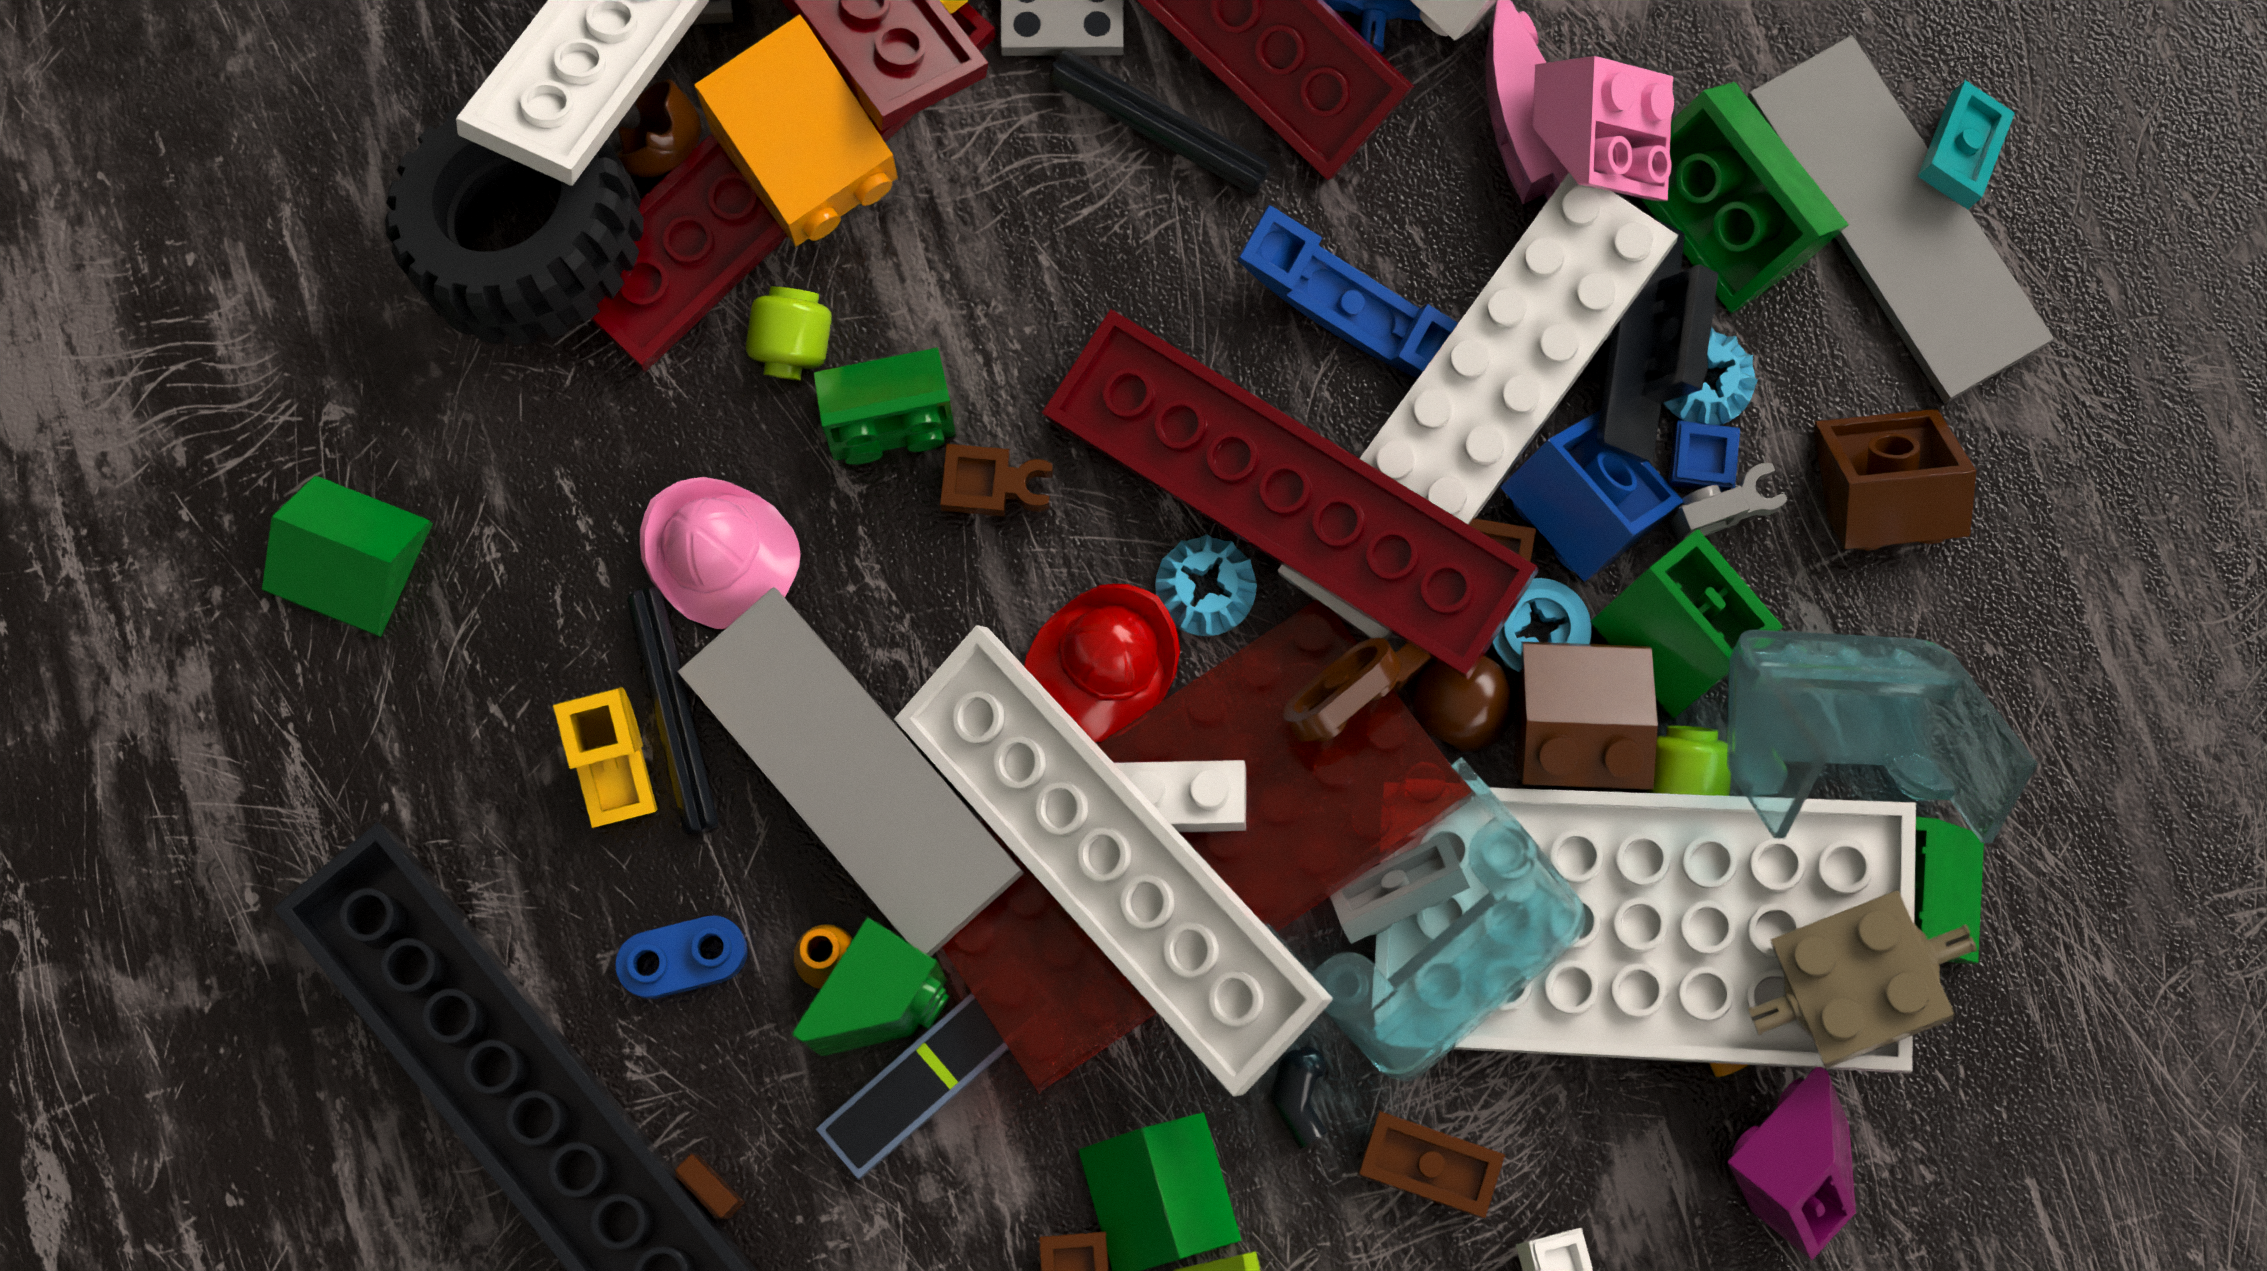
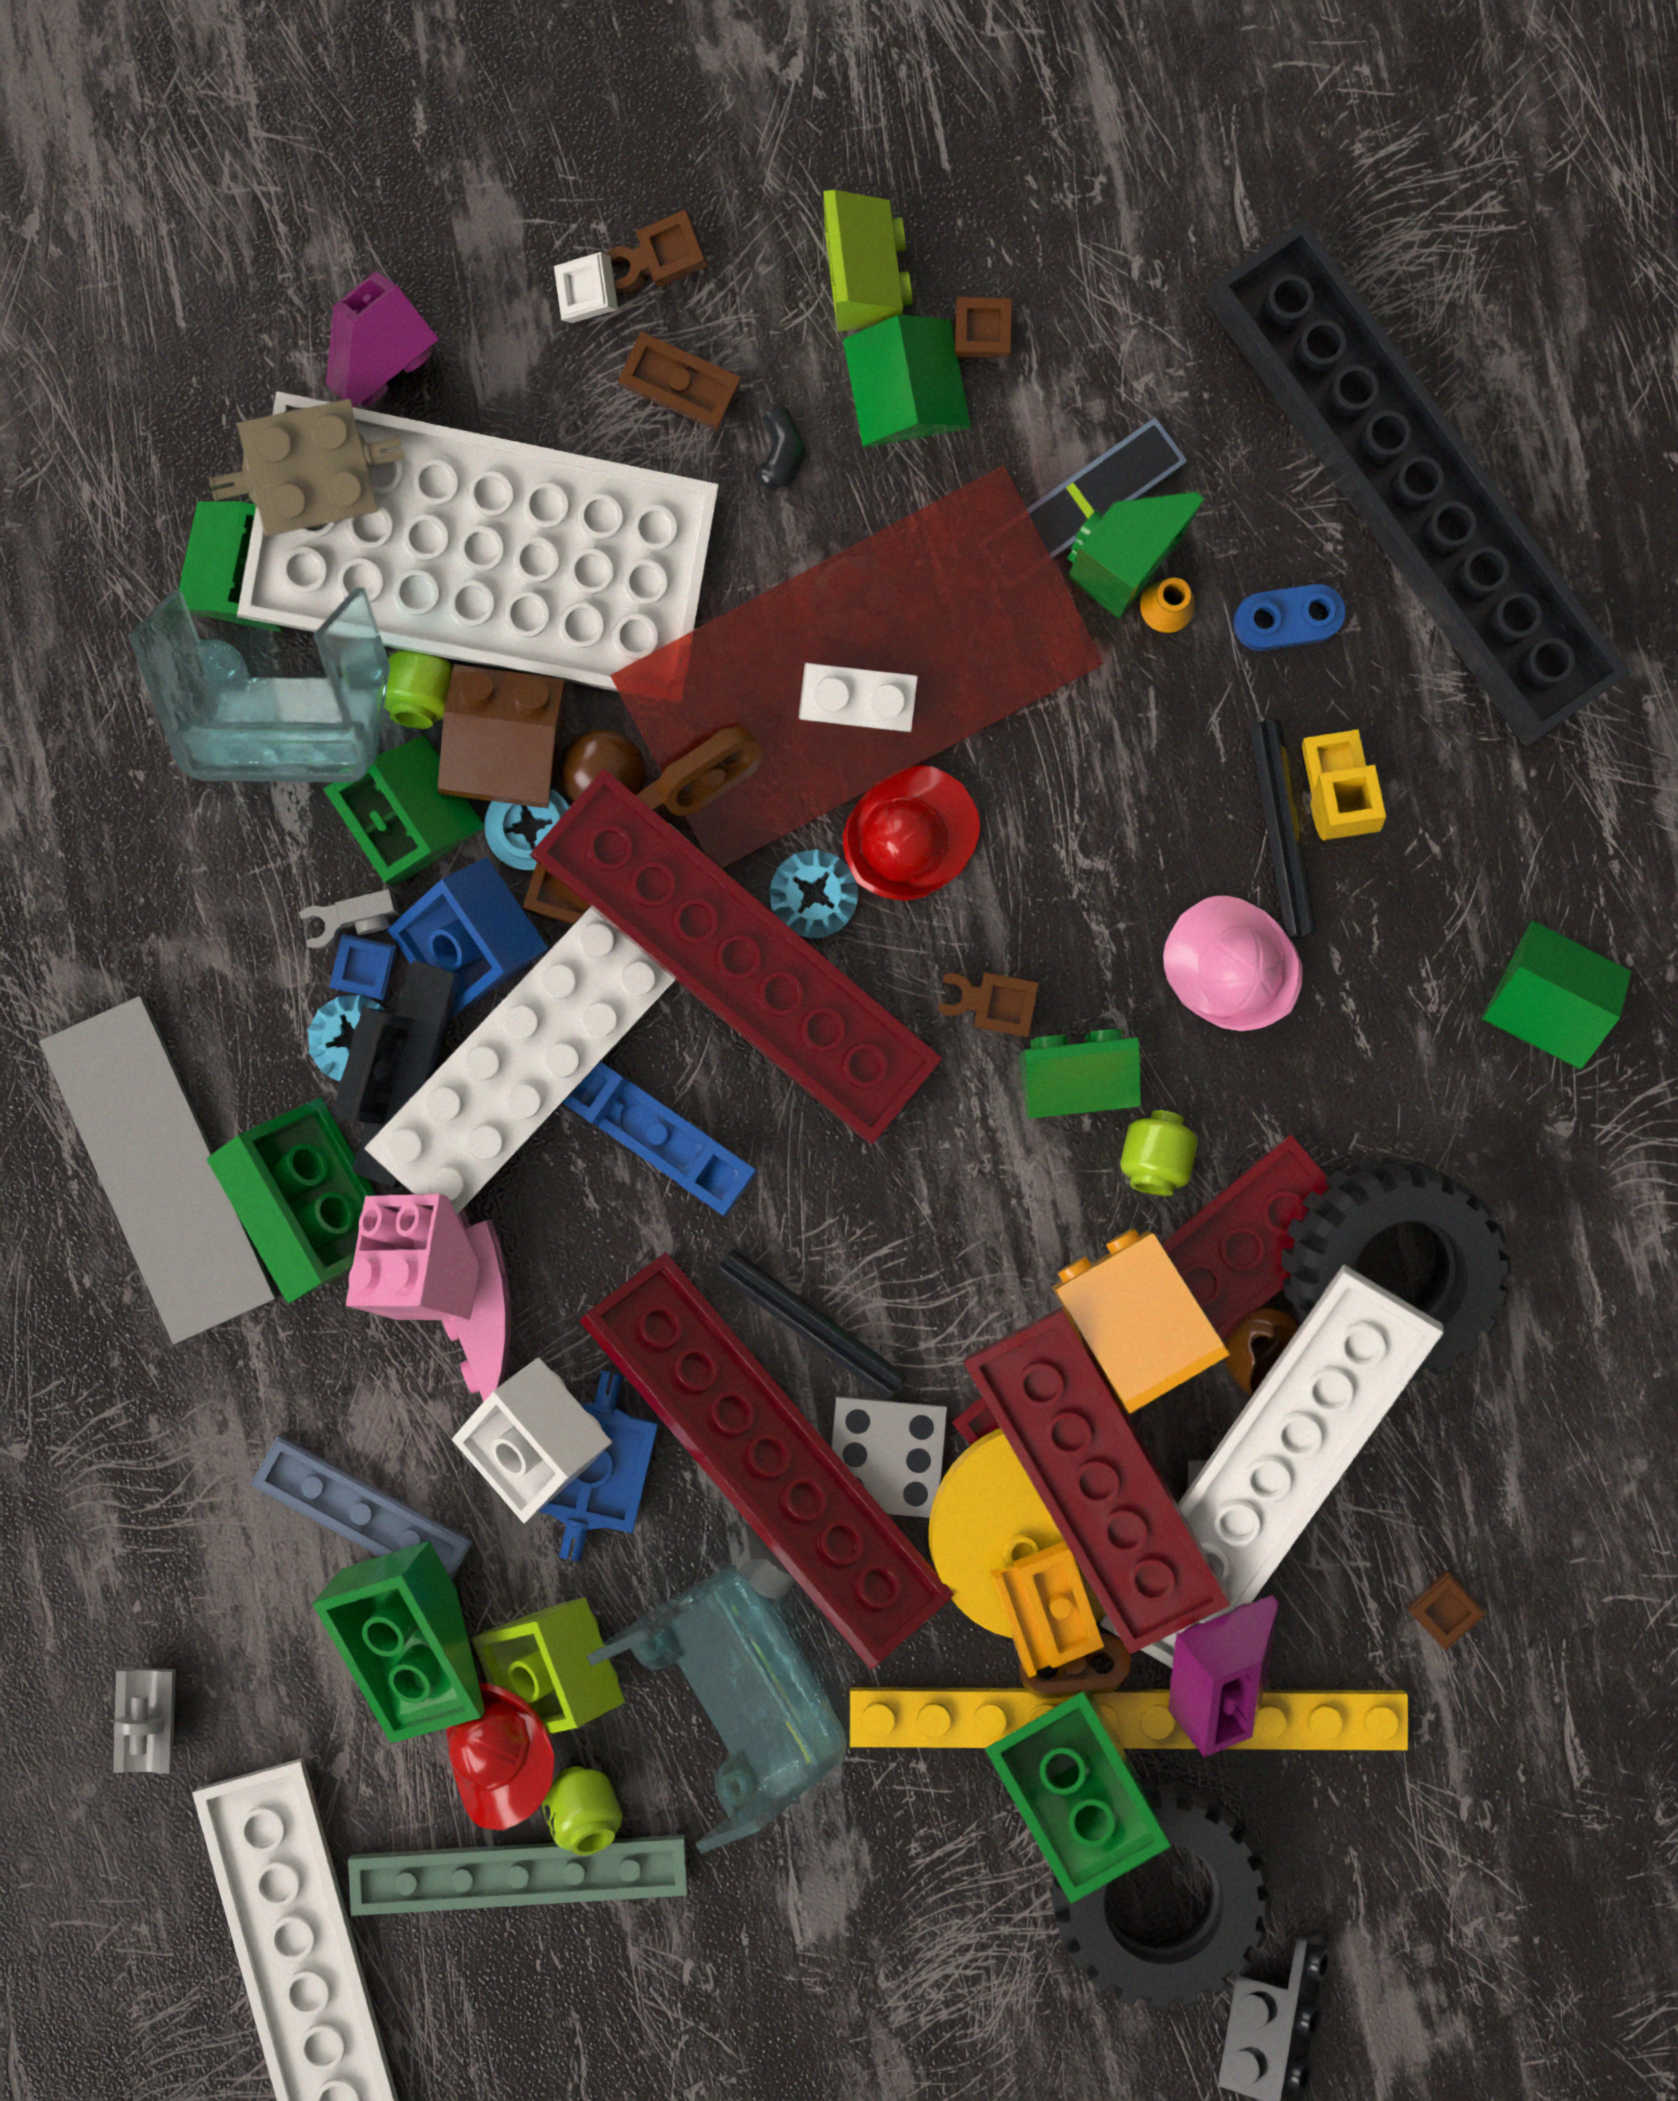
camera: 170 degrees left, 10 degrees up
(709, 1187) = (1278, 420): reddish brown tile -> none
(850, 773) = (1136, 751): light grey tile -> none
(1113, 861) = (924, 642): white plate -> none
(1399, 889) = (680, 601): light grey plate -> none
(1469, 967) = (576, 556): clear light blue windscreen -> none
(1894, 479) = (201, 927): reddish brown slope -> none
(1966, 144) = (88, 1225): teal plate -> none

